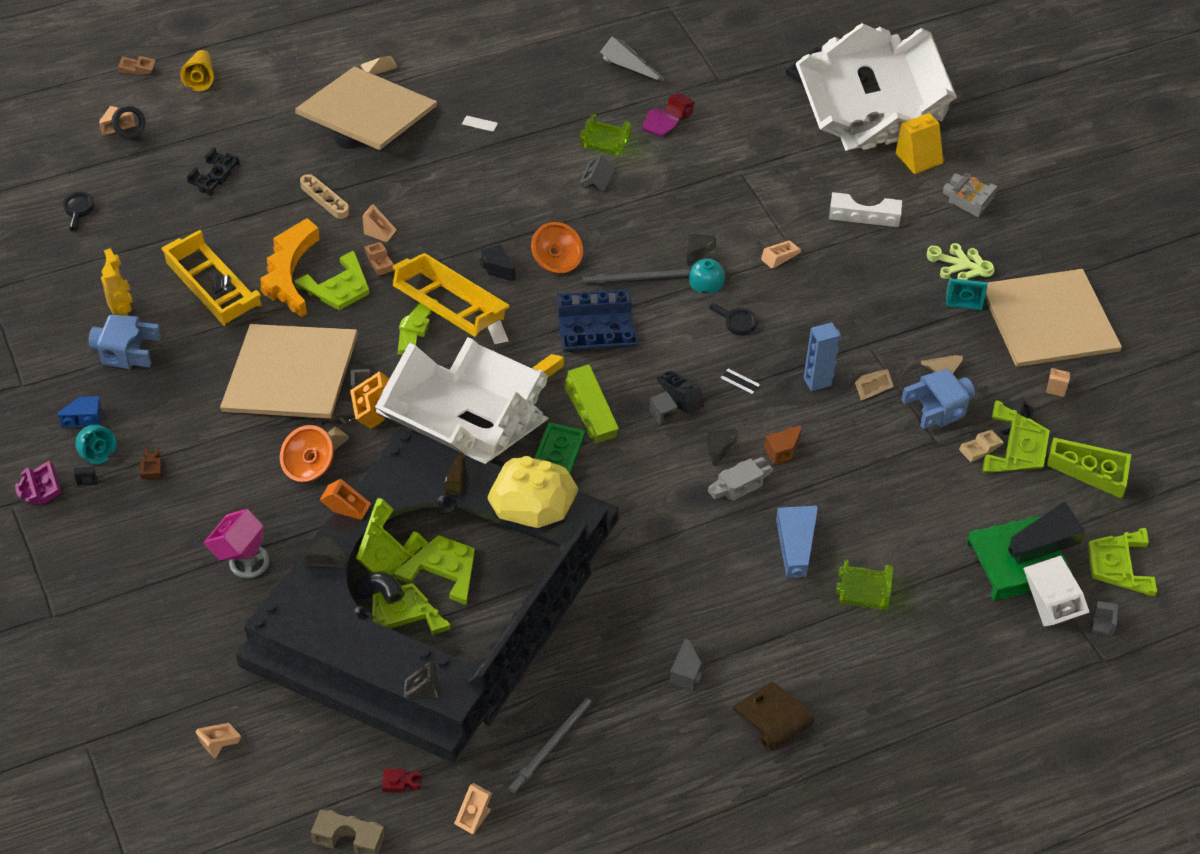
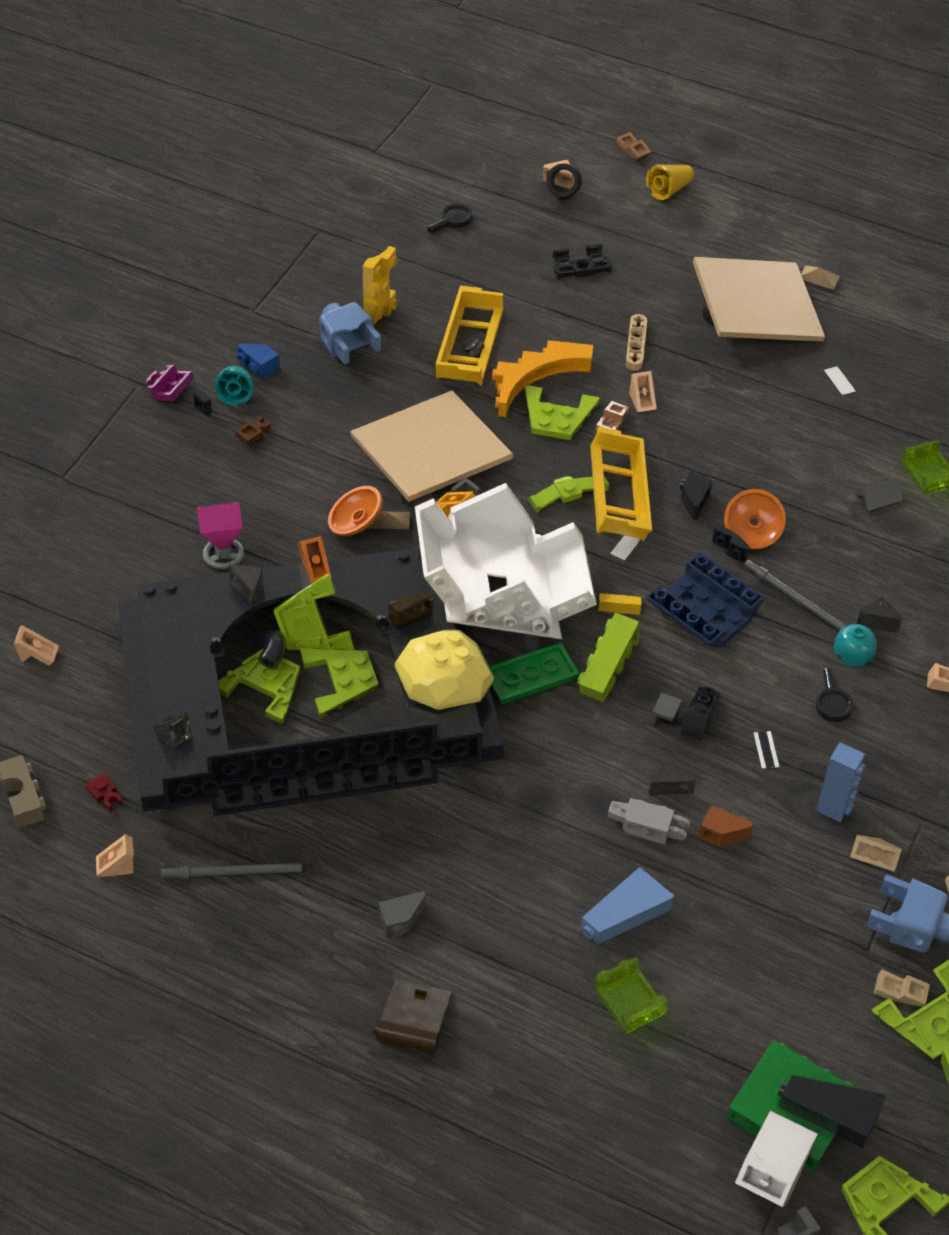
camera: 50 degrees right, 0 degrees up
(564, 274) = (736, 546): none -> black slope

